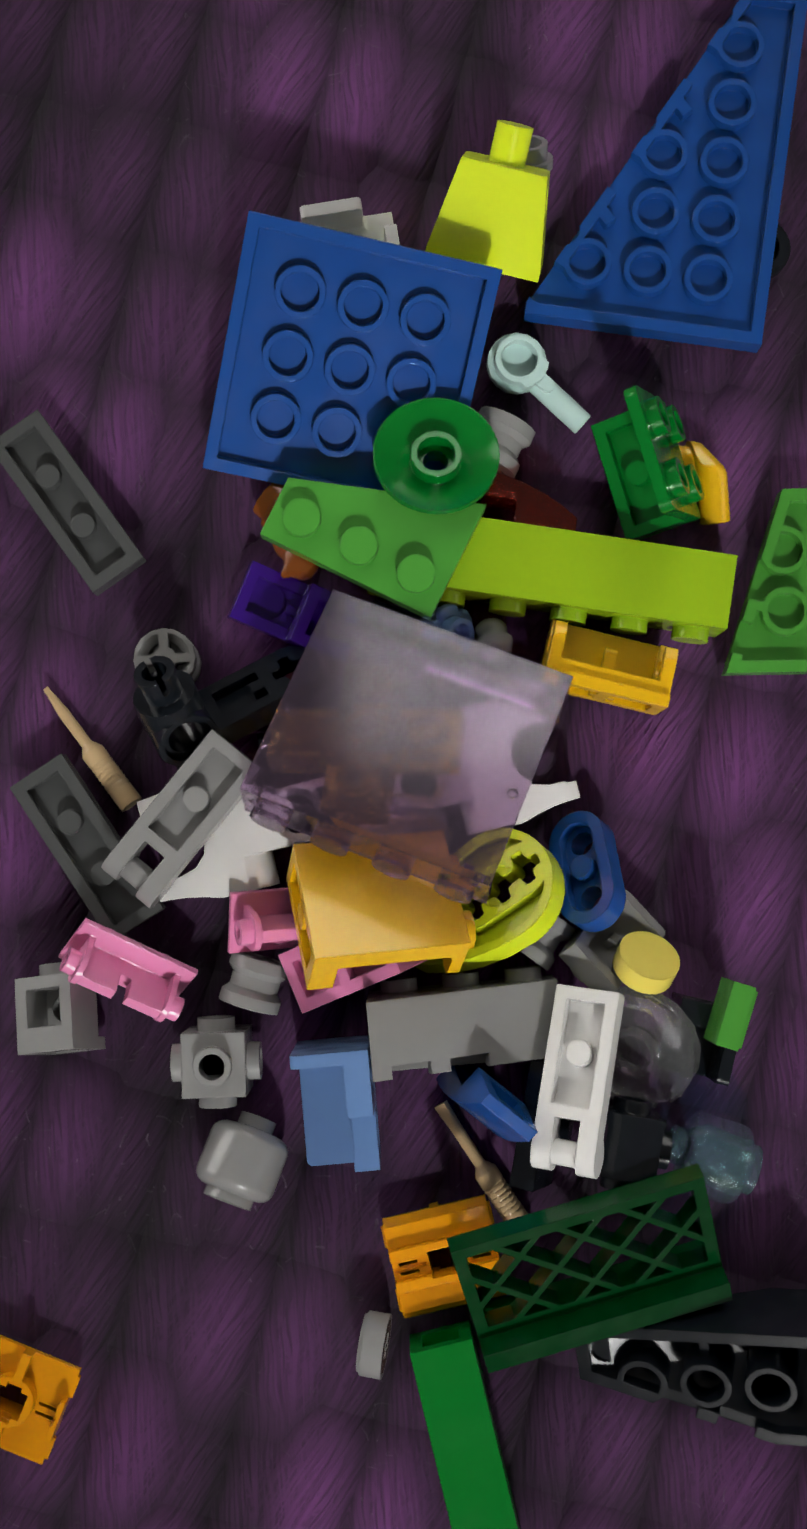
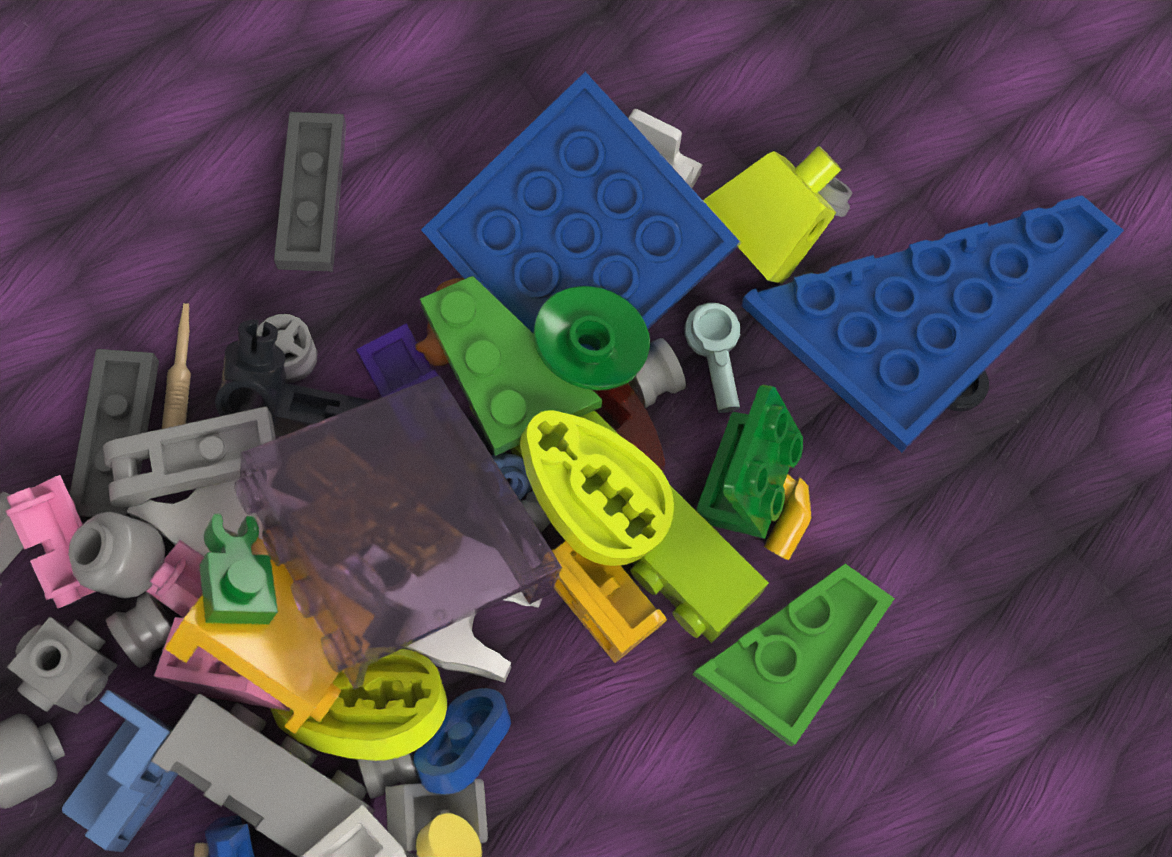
camera: 30 degrees right, 15 degrees down
(190, 944) = (116, 554): none -> light grey head
(321, 894) = (233, 580): none -> green plate
(553, 552) = (580, 517): none -> neon yellow piece

